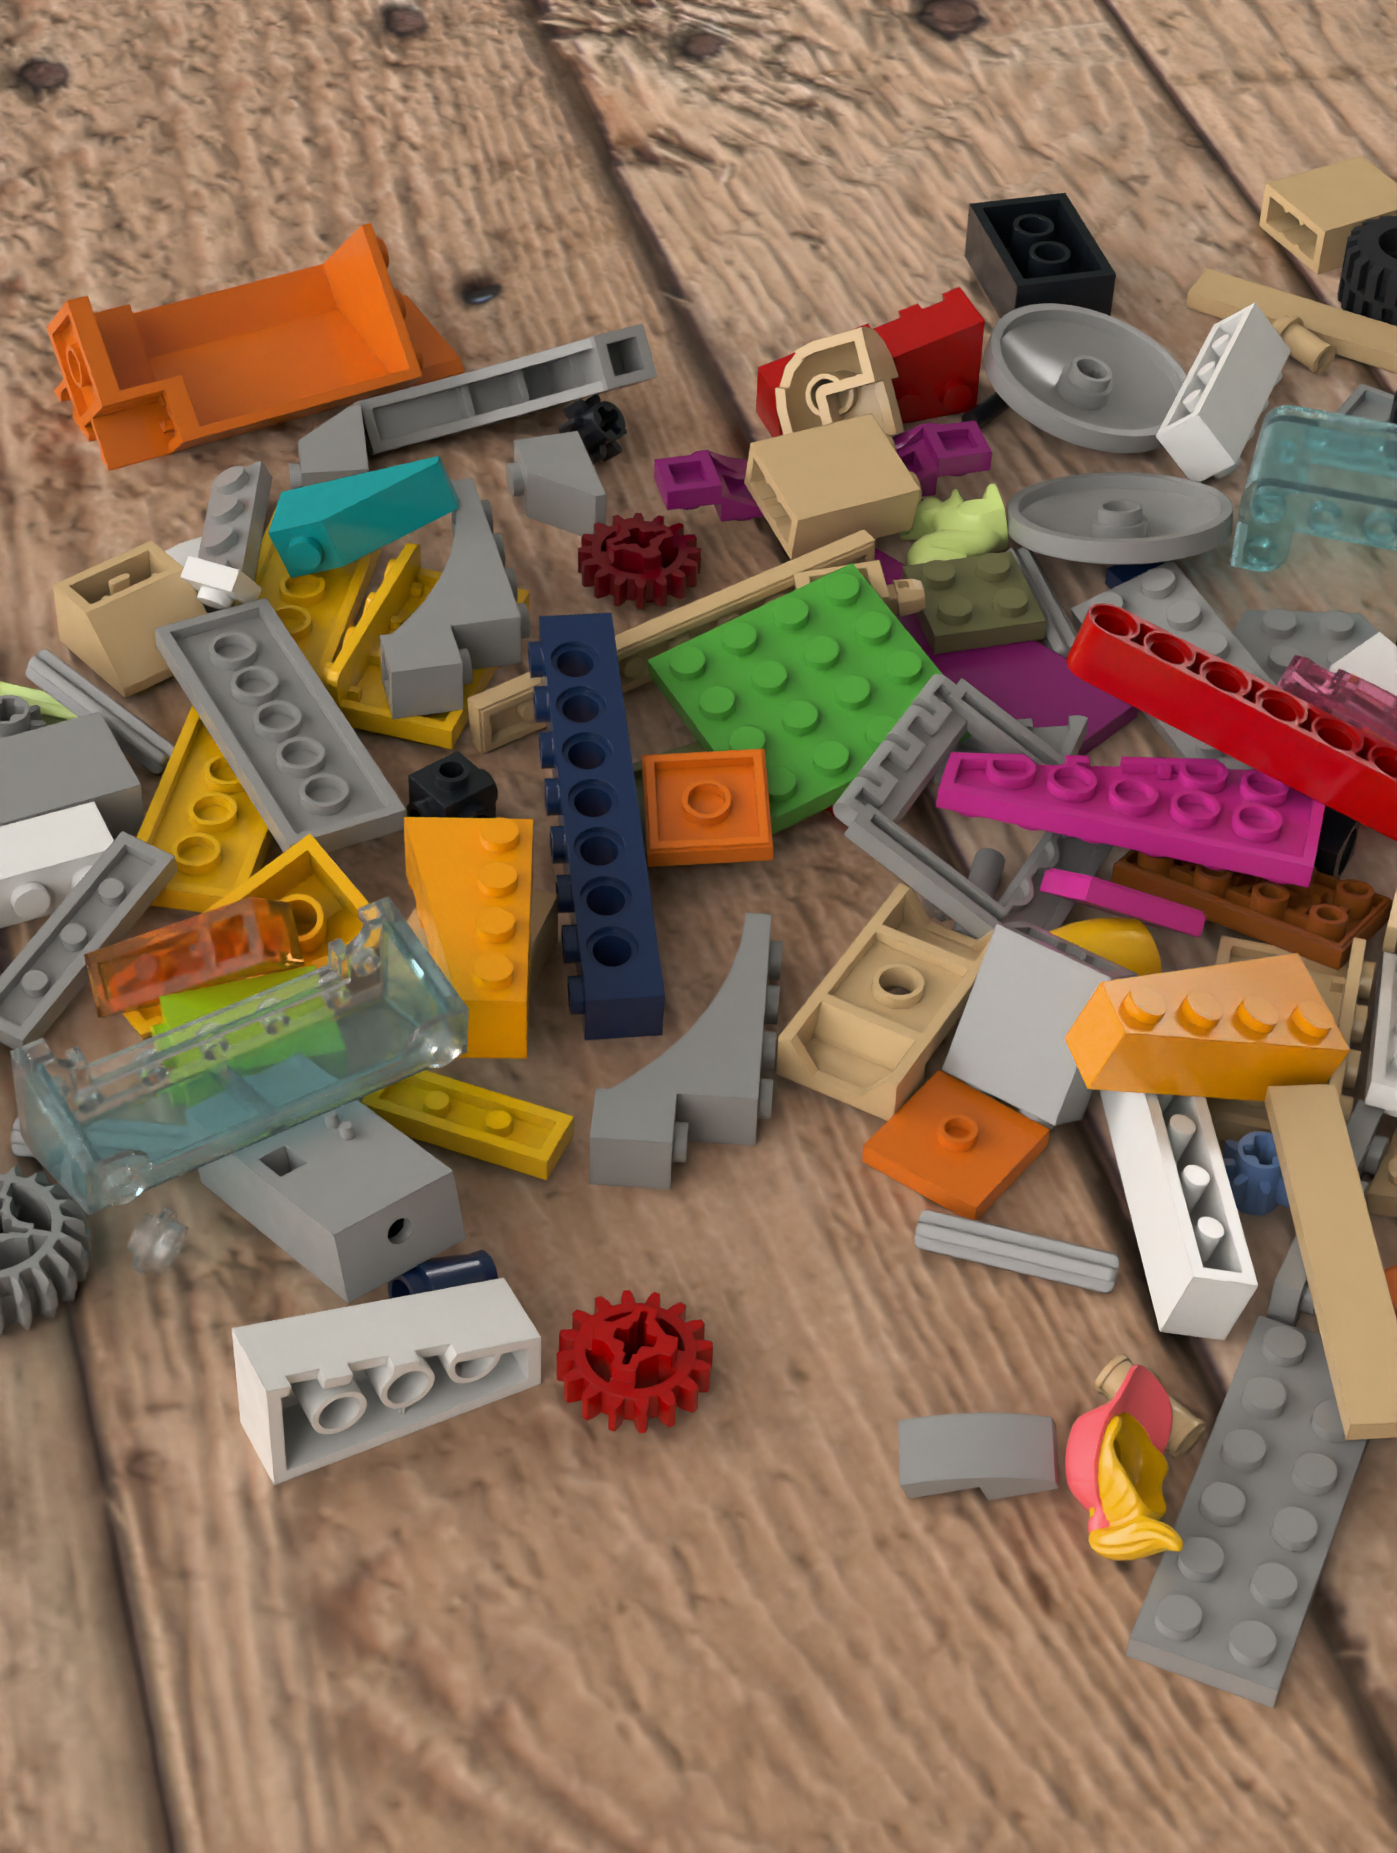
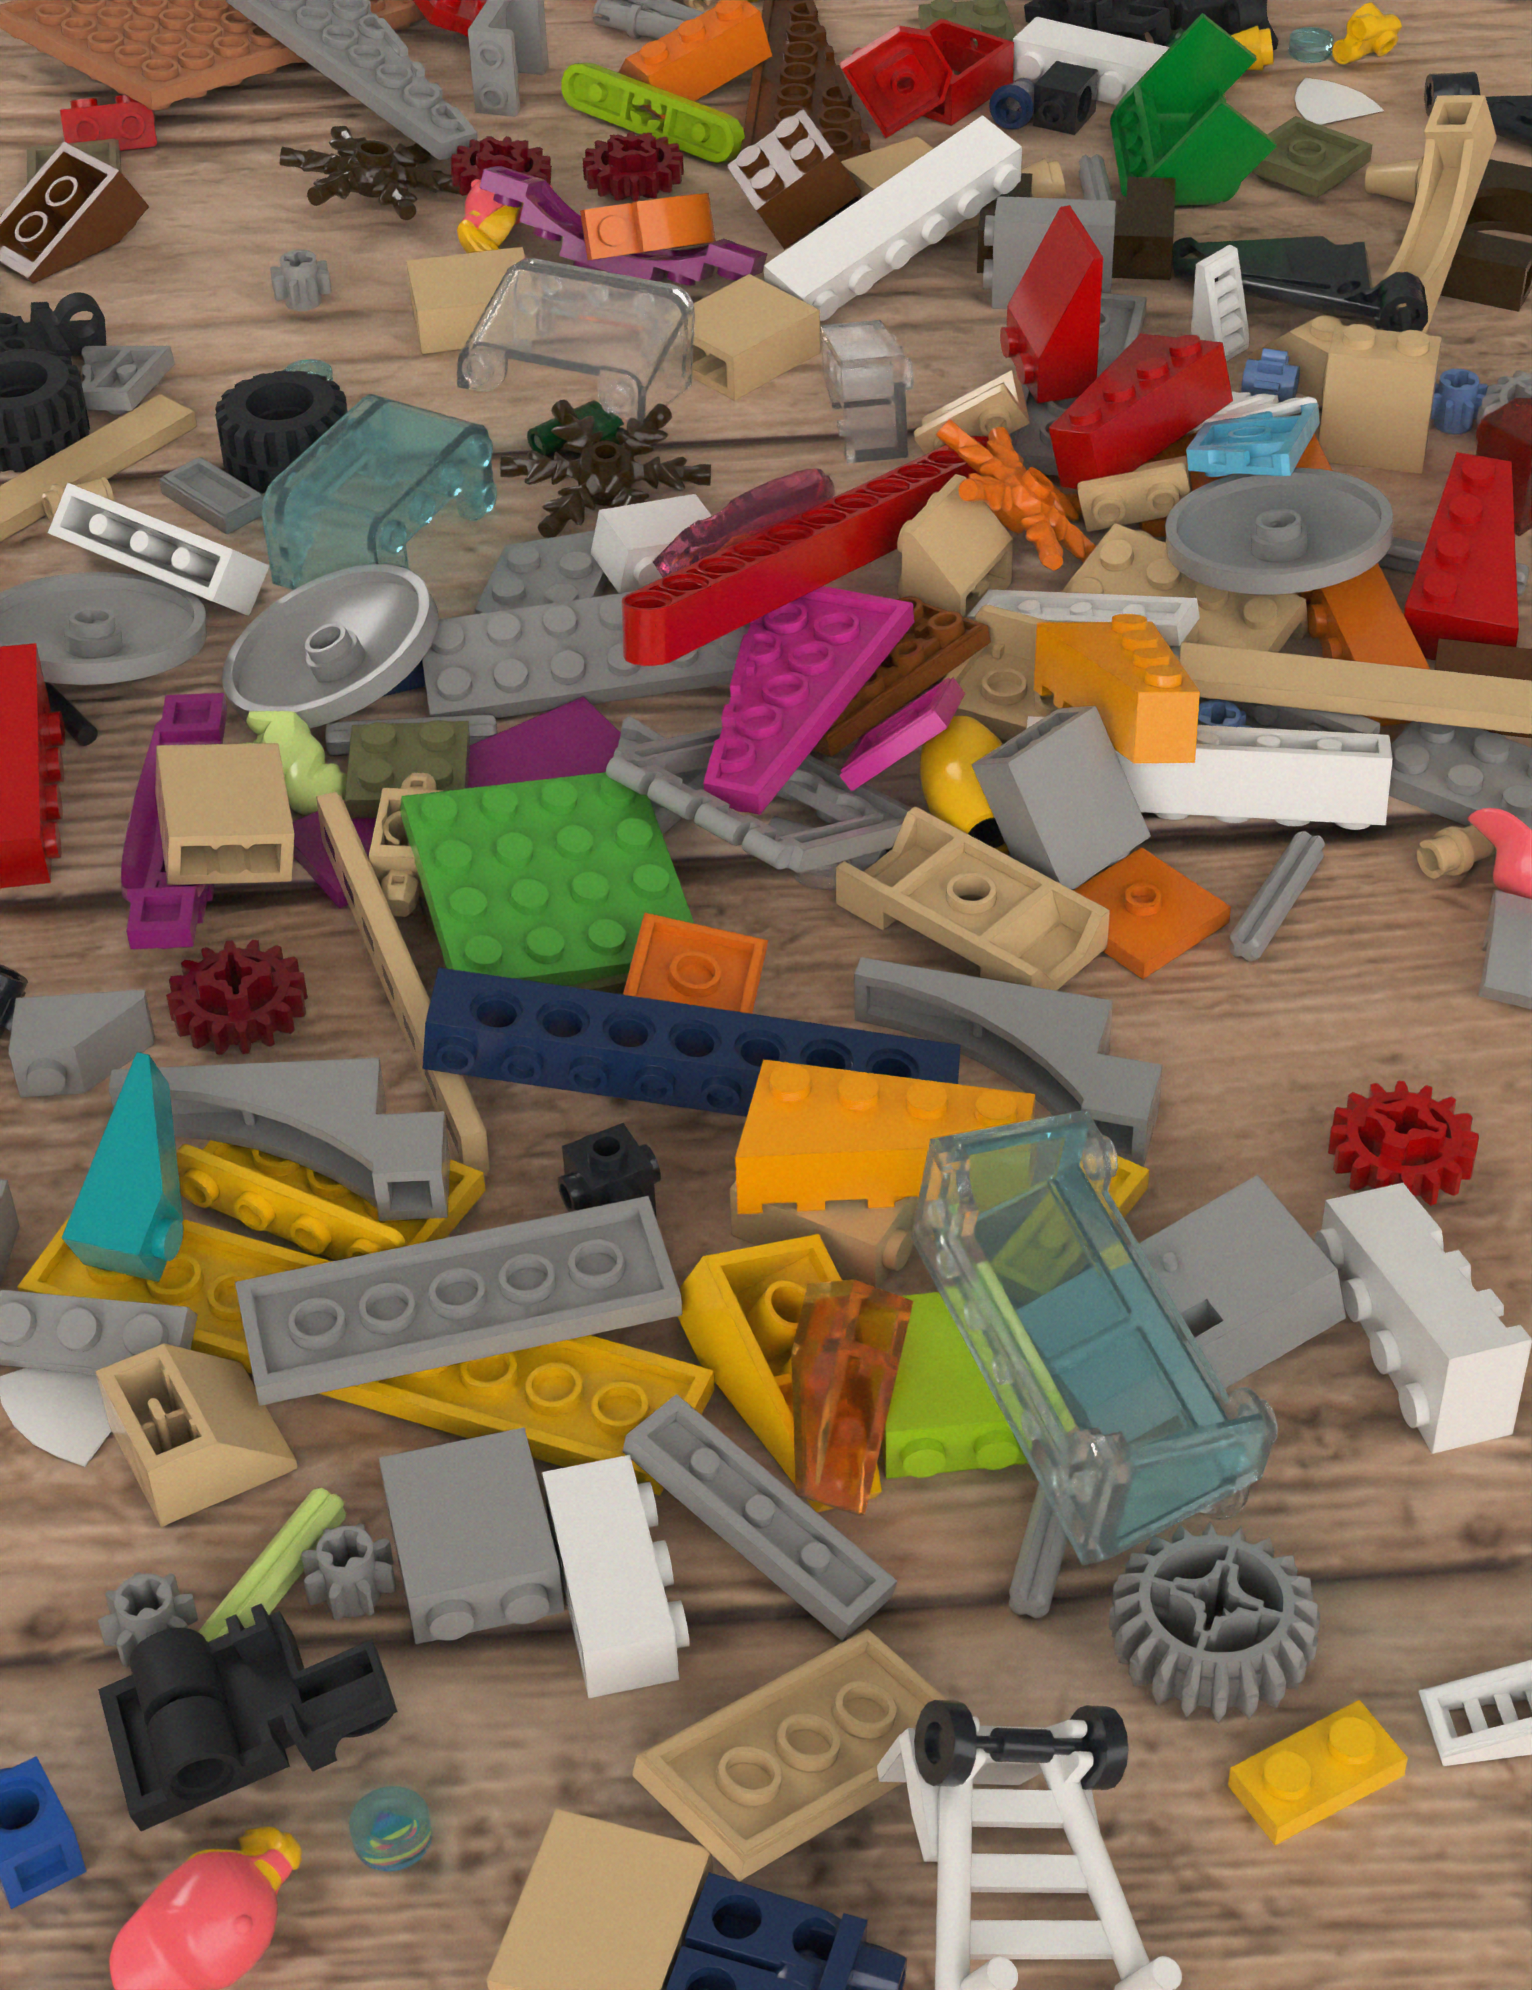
camera: 75 degrees left, 0 degrees up
(85, 698) = (340, 1475): light grey axle -> none
(219, 584) = (208, 1315): white plate -> none
(839, 381) = (85, 778): tan brick -> none

